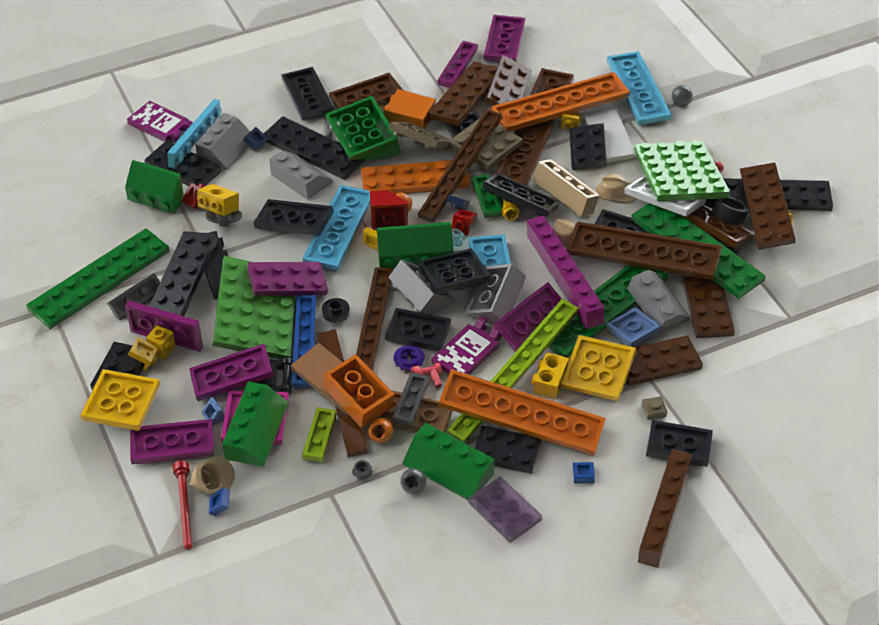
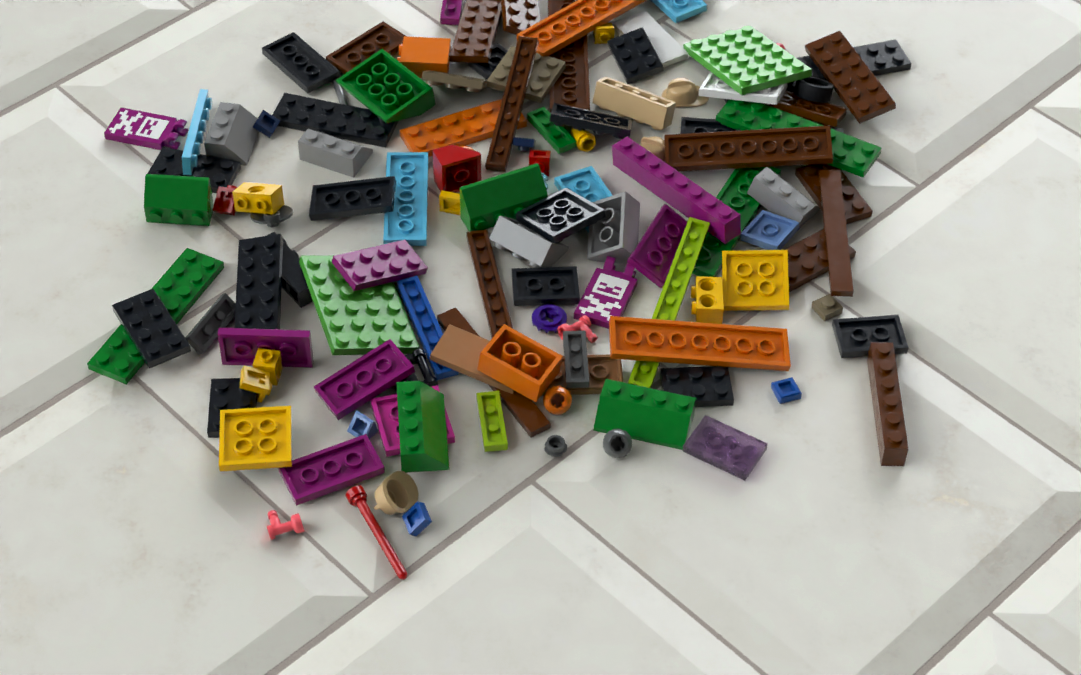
camera: 20 degrees left, 0 degrees up
(84, 288) = (151, 328): none -> black plate
(123, 478) = (277, 528): none -> coral piece
(335, 310) = (447, 286): black plate -> none
(688, 343) = (835, 233): none -> reddish brown tile

